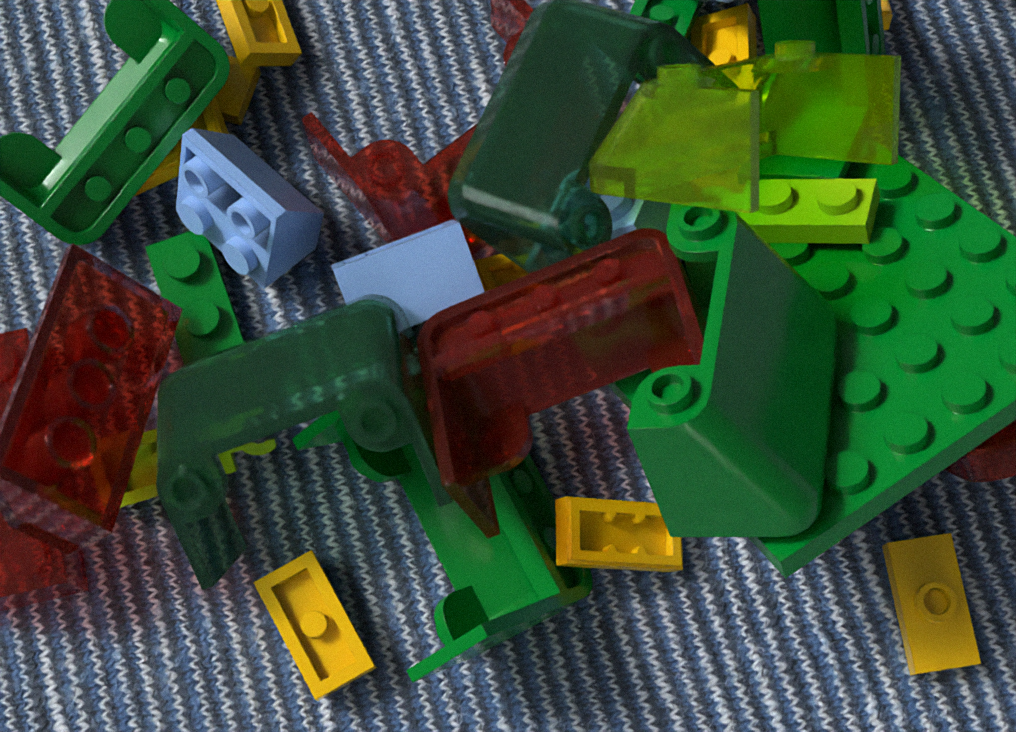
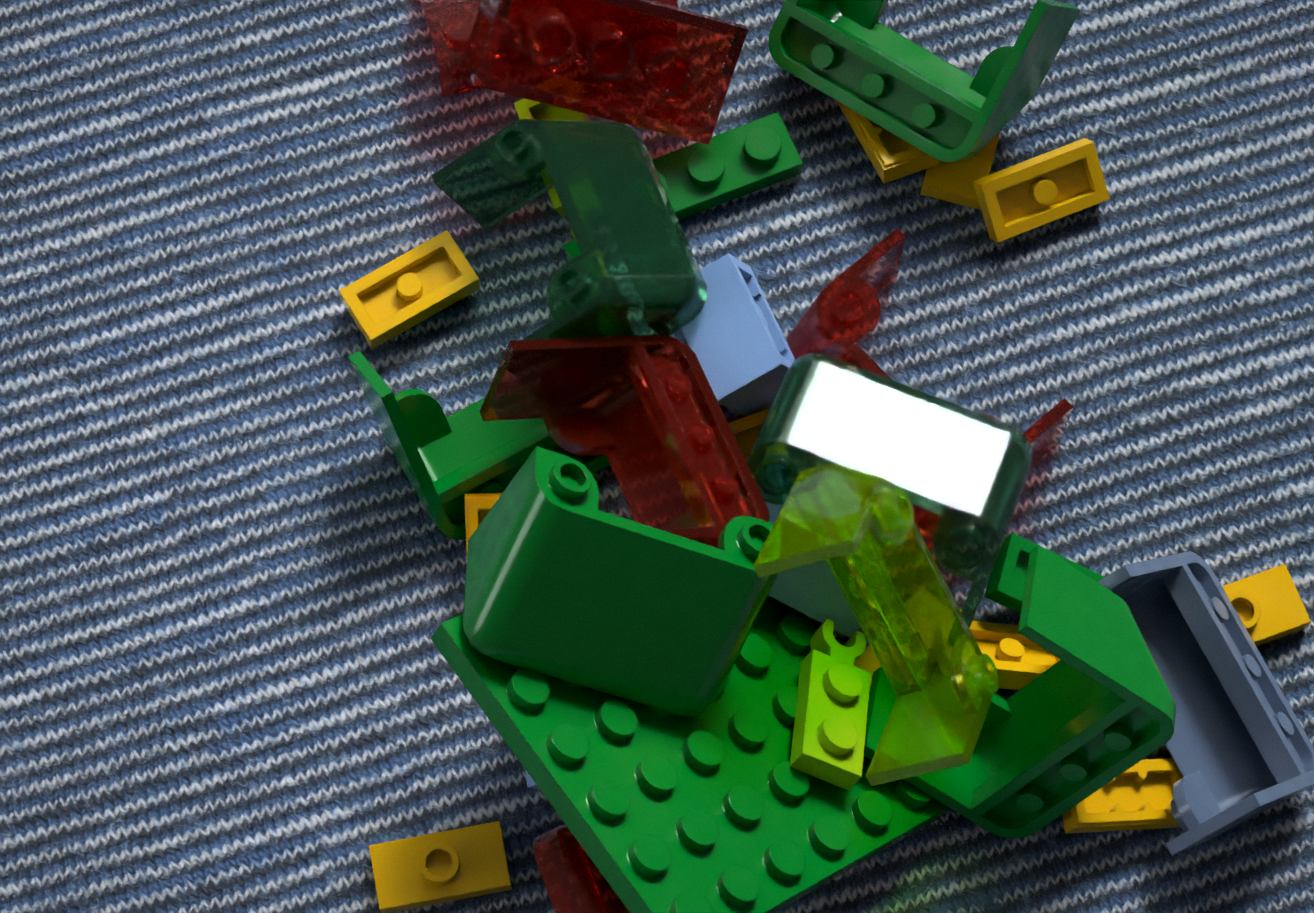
camera: 85 degrees right, 5 degrees down
(243, 206) = (816, 193): light blue slope -> none

